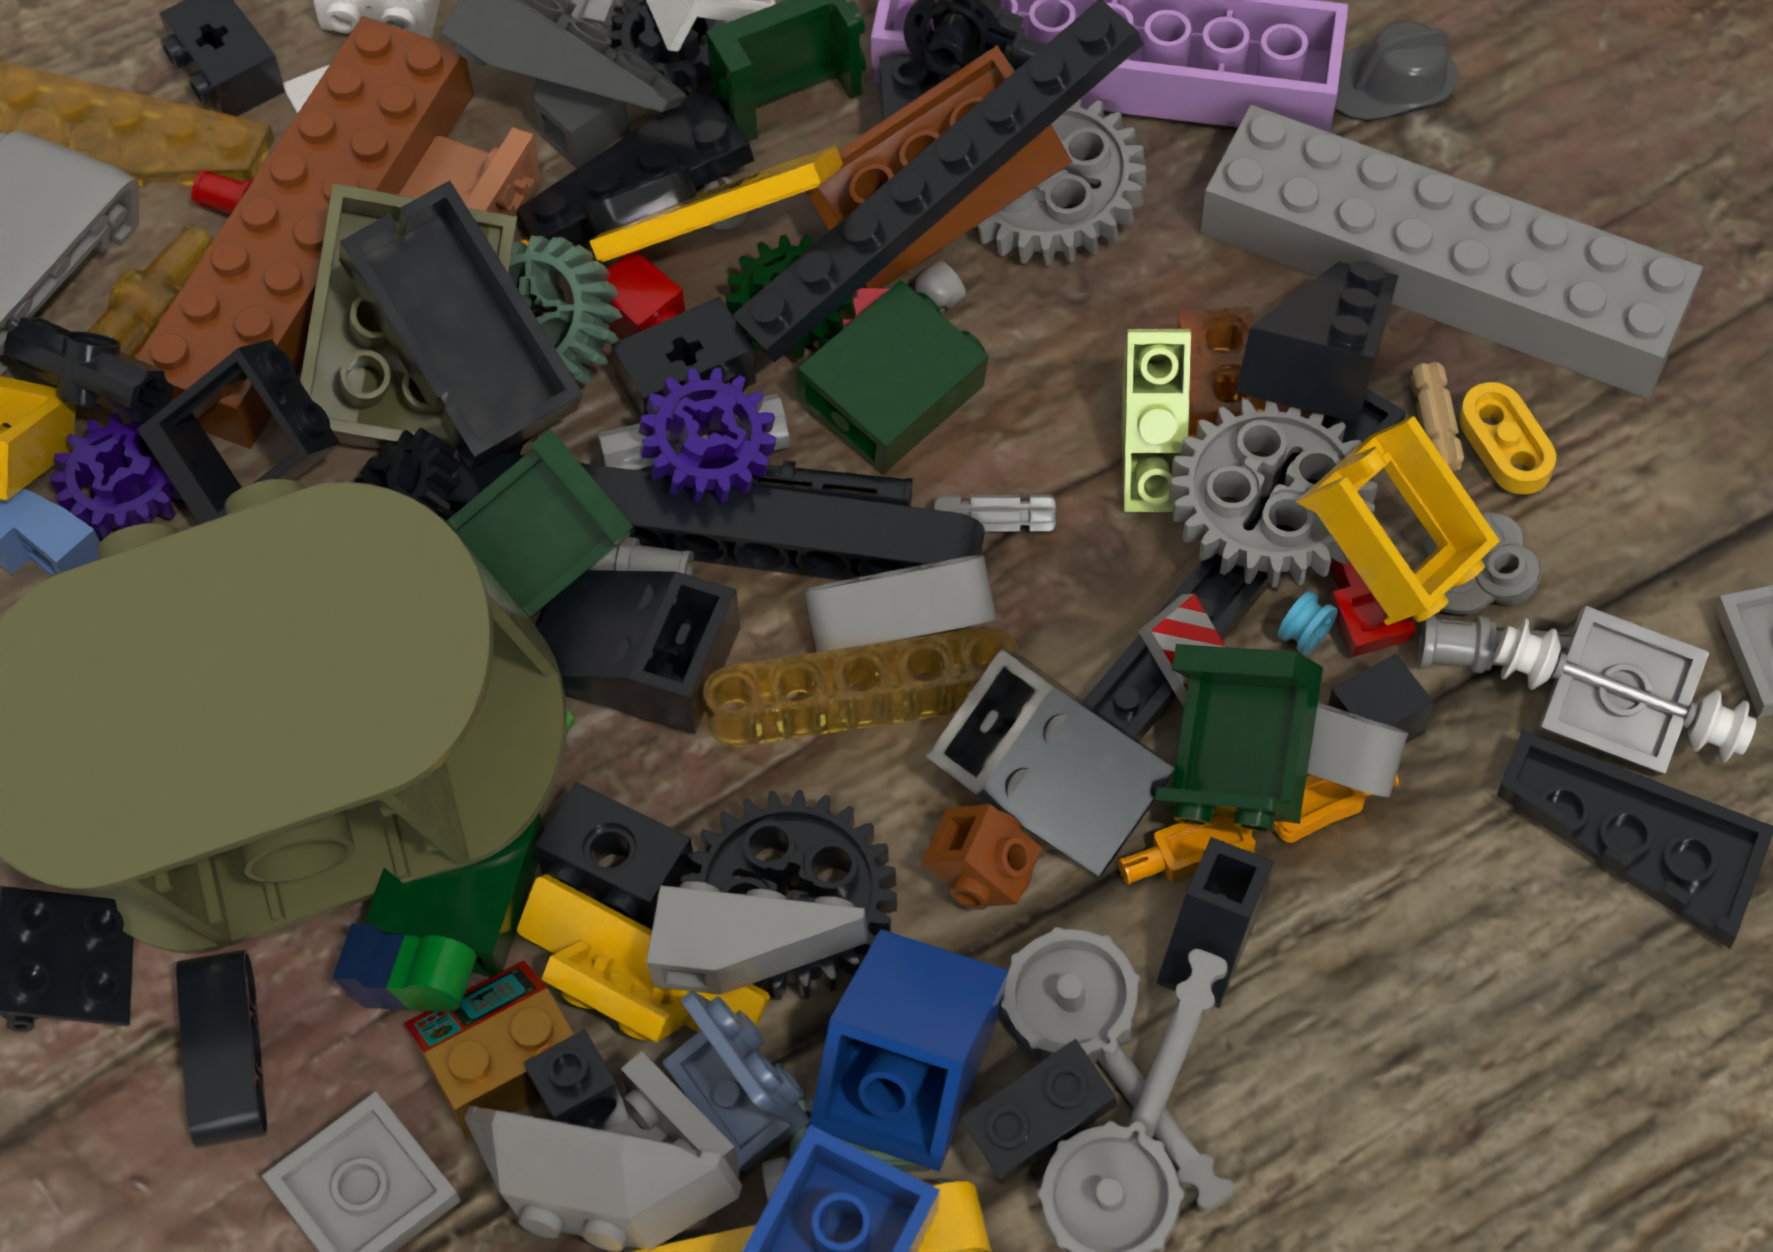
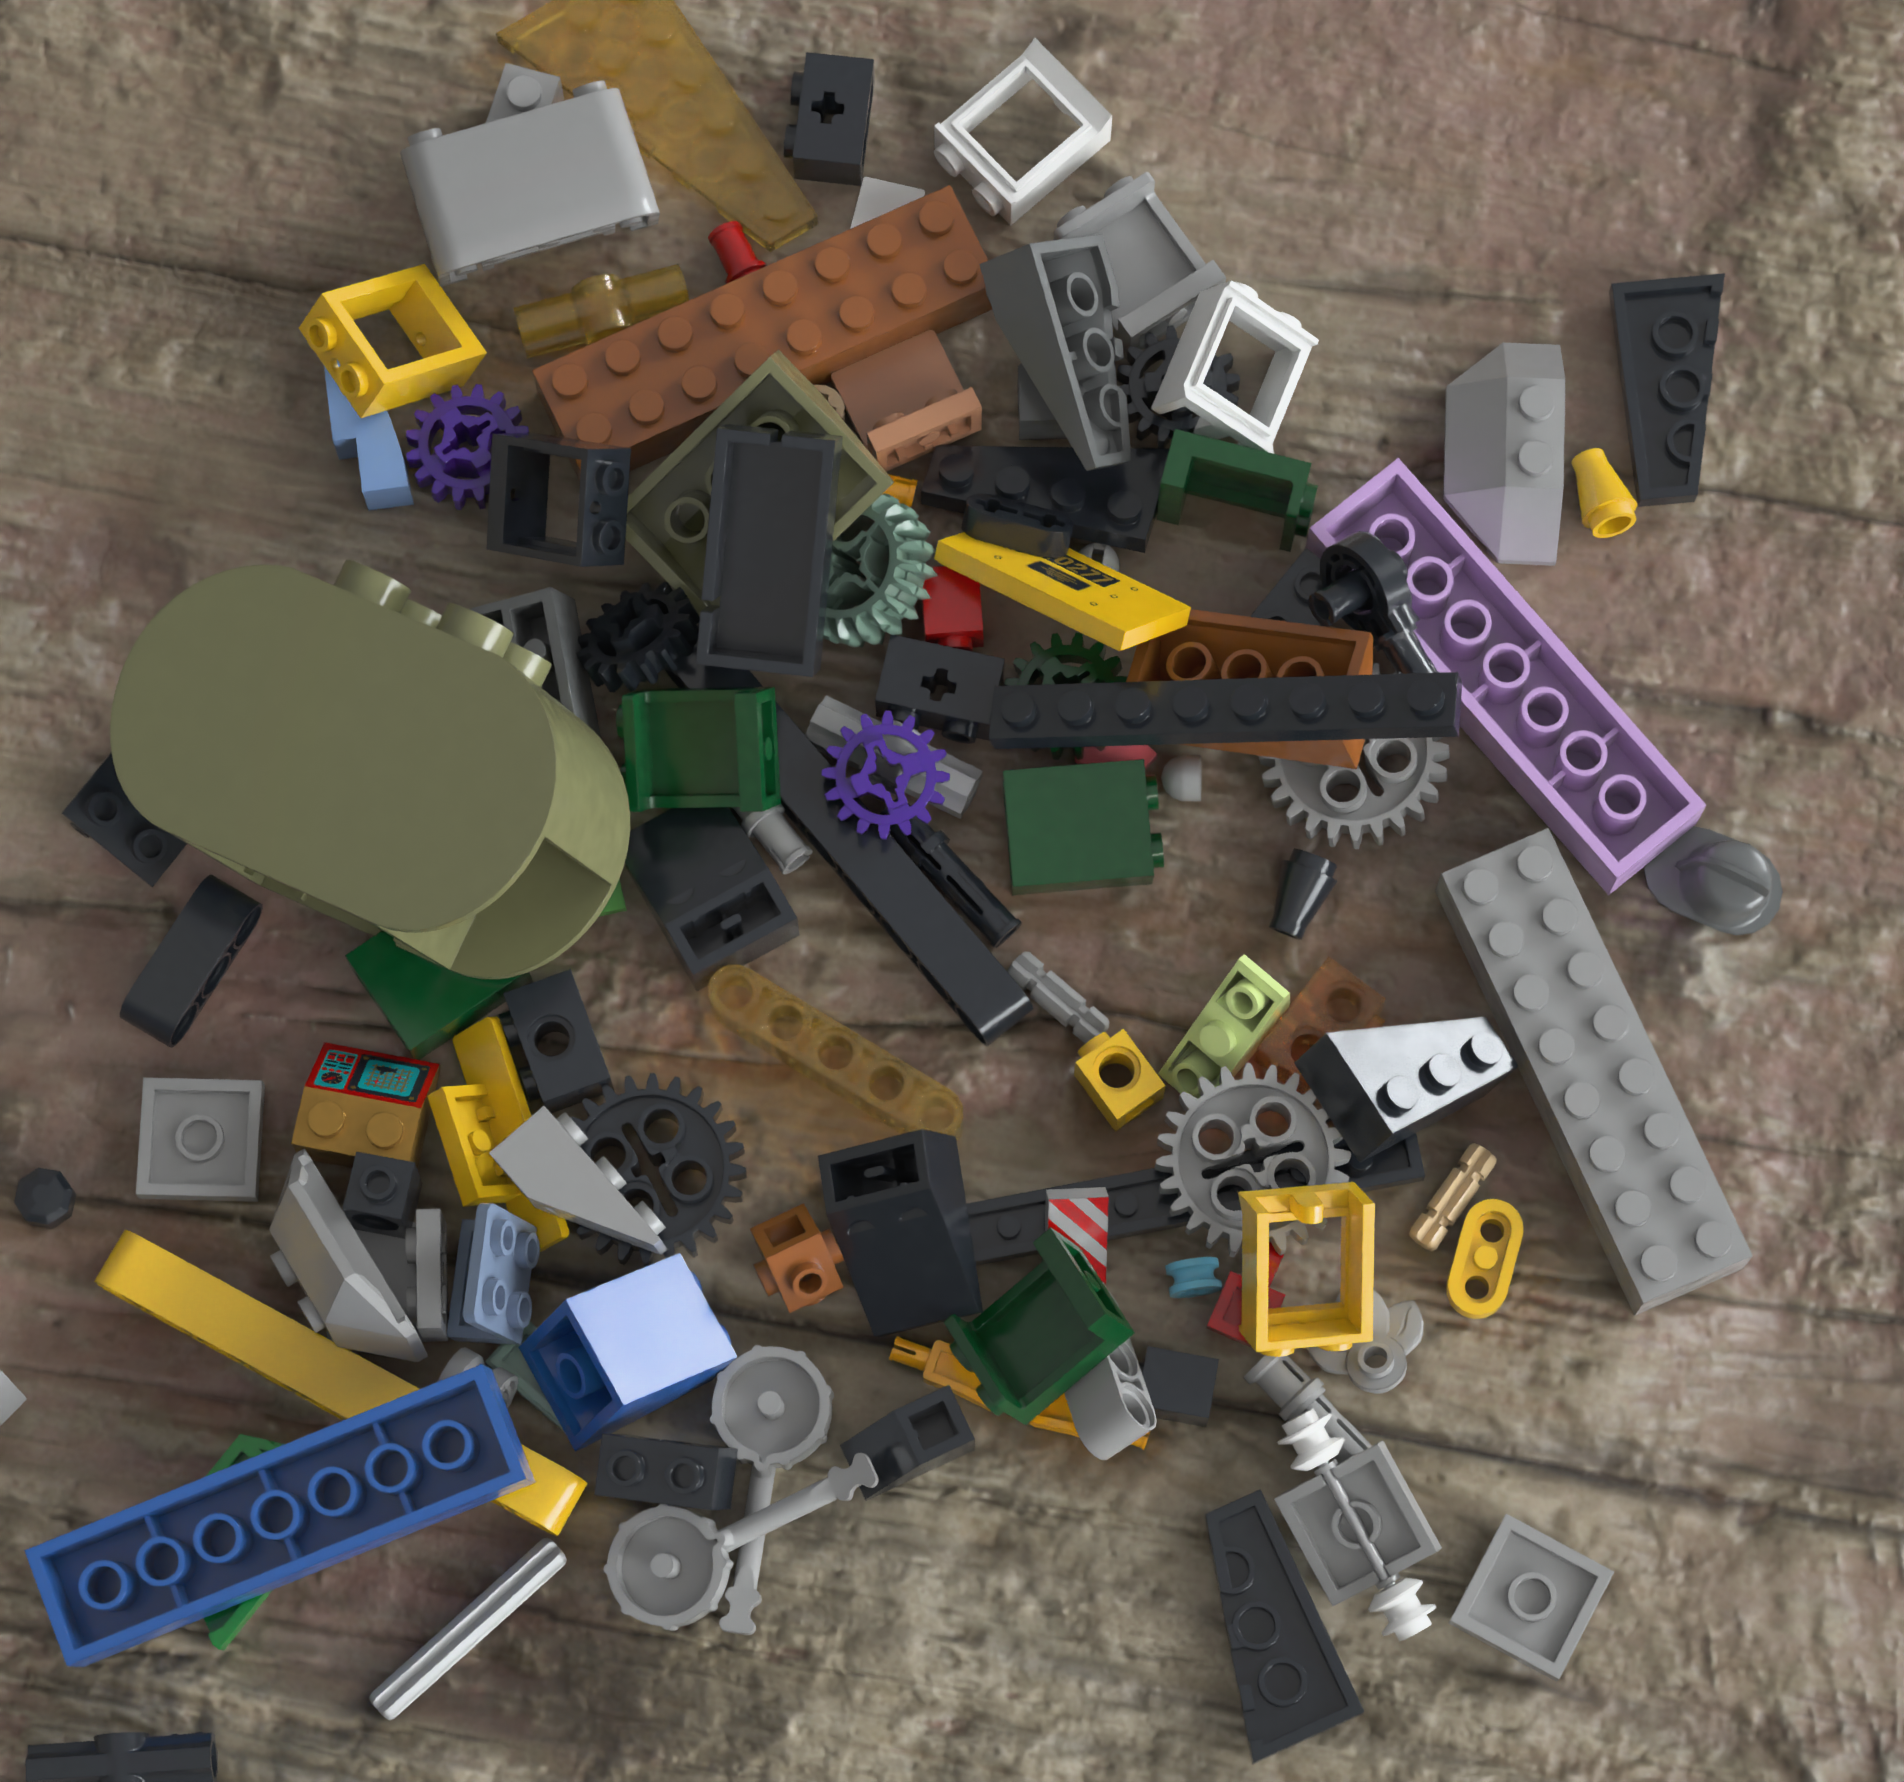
camera: 40 degrees right, 15 degrees up
(88, 369) = (501, 348): black piece -> none
(404, 970) = (347, 1008): leg -> none
(900, 603) = (911, 1020): light grey beam -> none
(1105, 550) = (1121, 1103): none -> yellow brick
(1106, 295) = (1301, 892): none -> black cone

